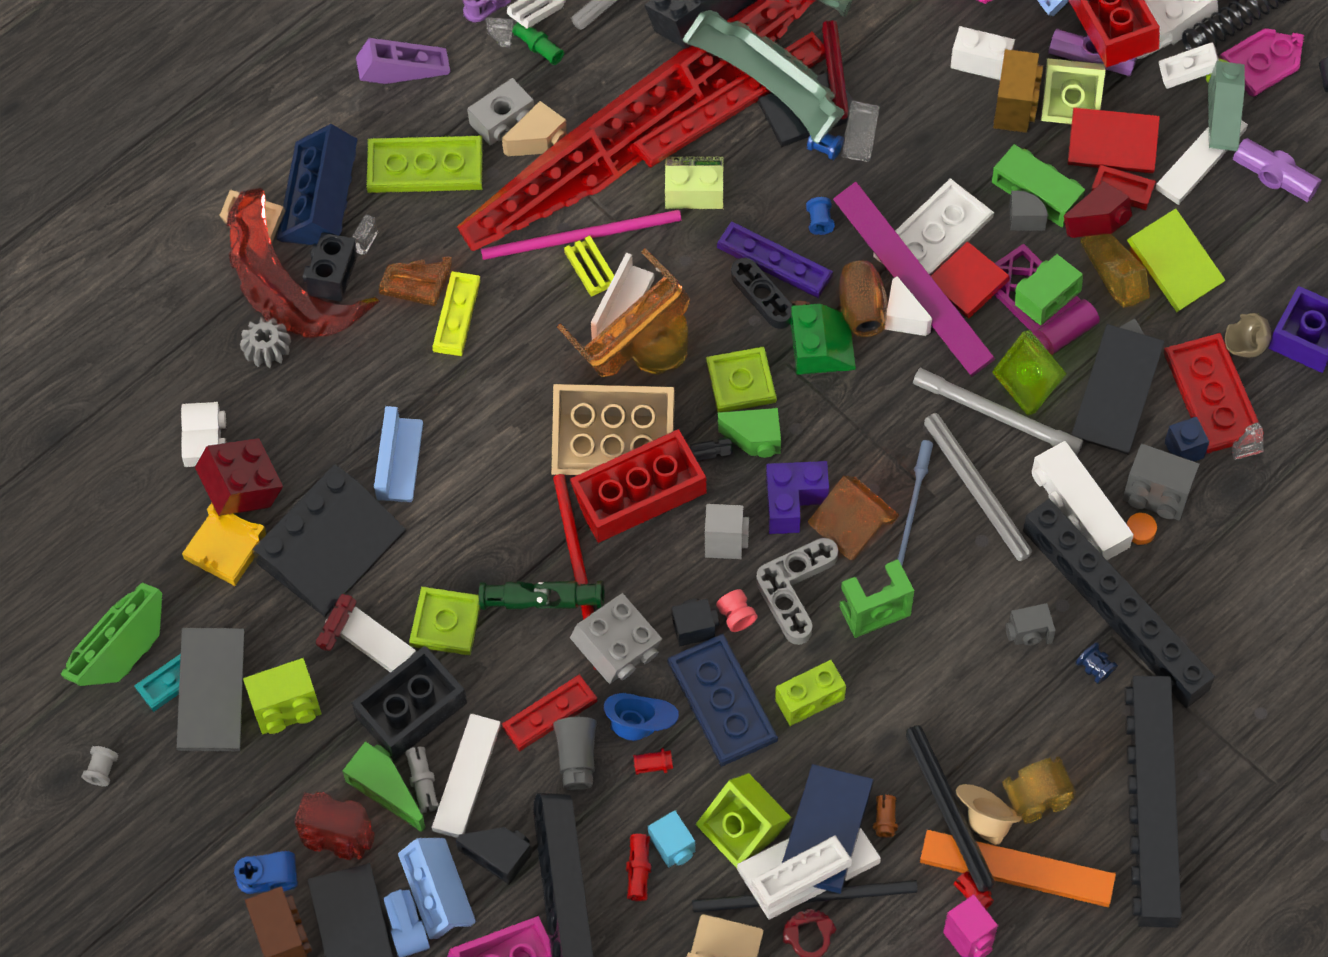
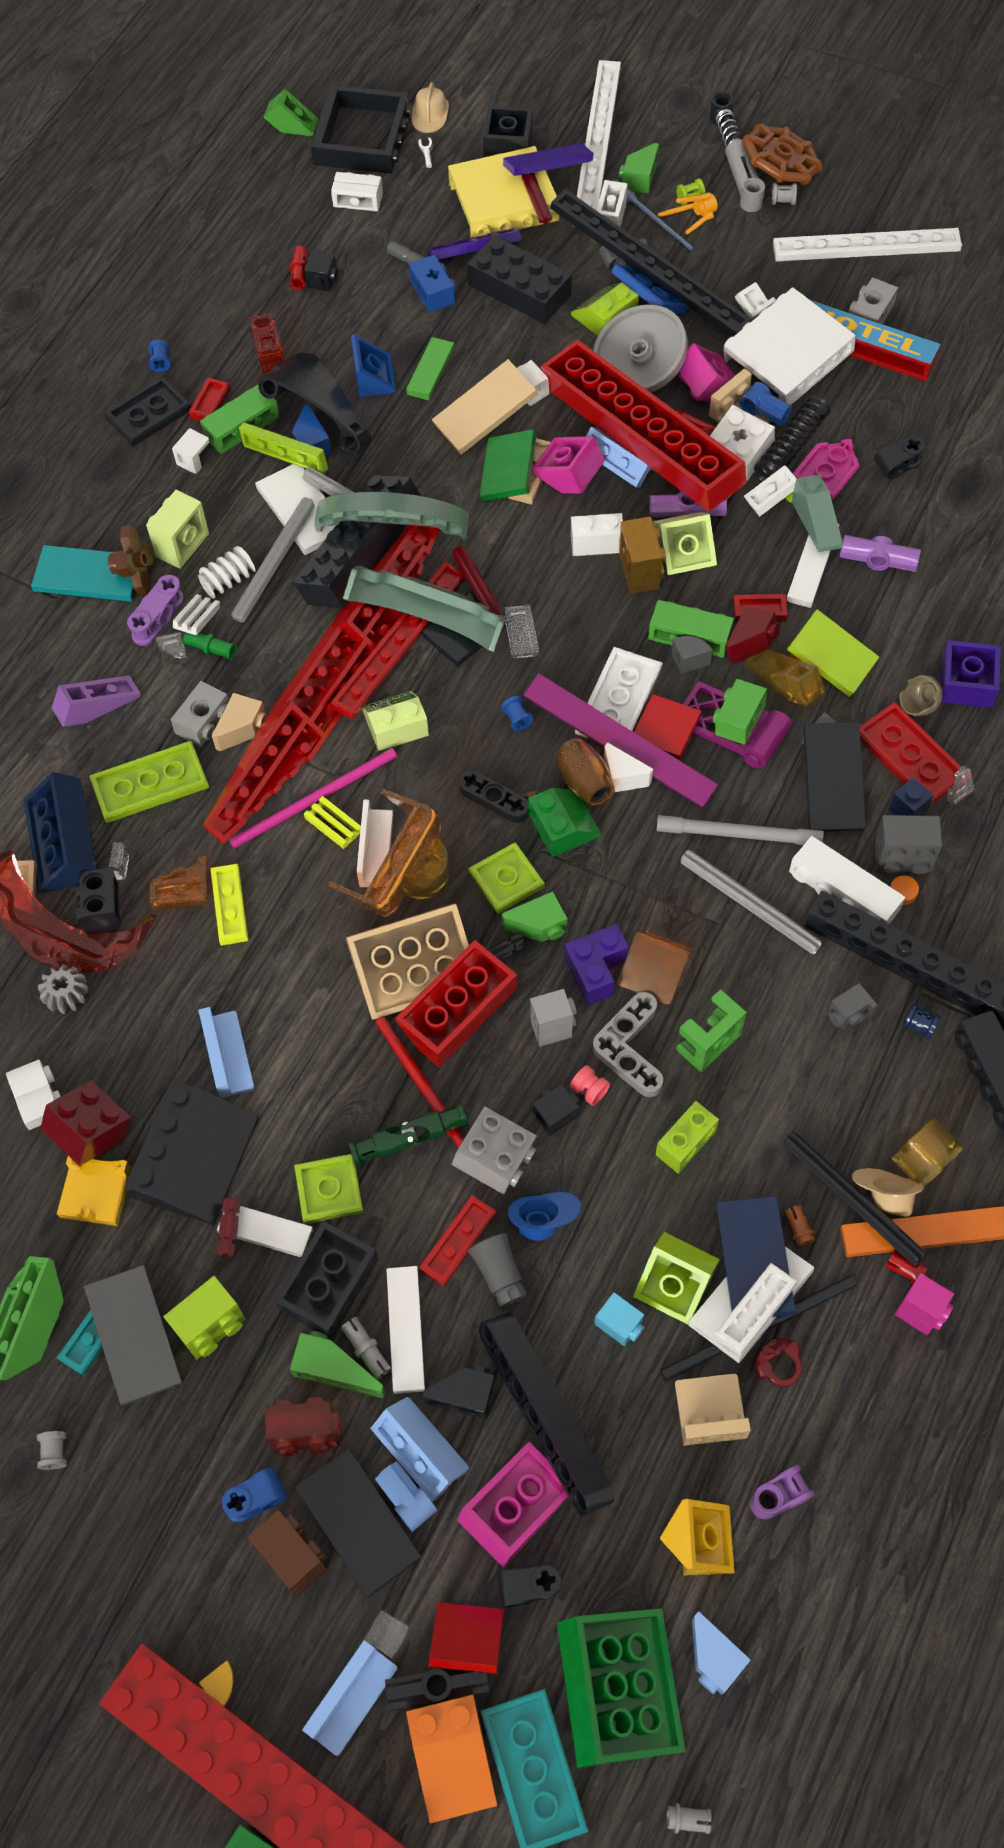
camera: 20 degrees left, 0 degrees up
(638, 867) = (599, 1357): red pin -> none
(653, 762) = (572, 1252): red pin -> none
(722, 700) = (609, 1171): dark blue tile -> none
(775, 259) = (493, 763): dark purple tile -> none
(828, 145) = (500, 653): blue bush -> none
(920, 471) = (696, 904): sand blue piece -> none
(1029, 372) = (754, 787): clear neon green tile -> none
(1113, 140) = (736, 571): red tile -> none

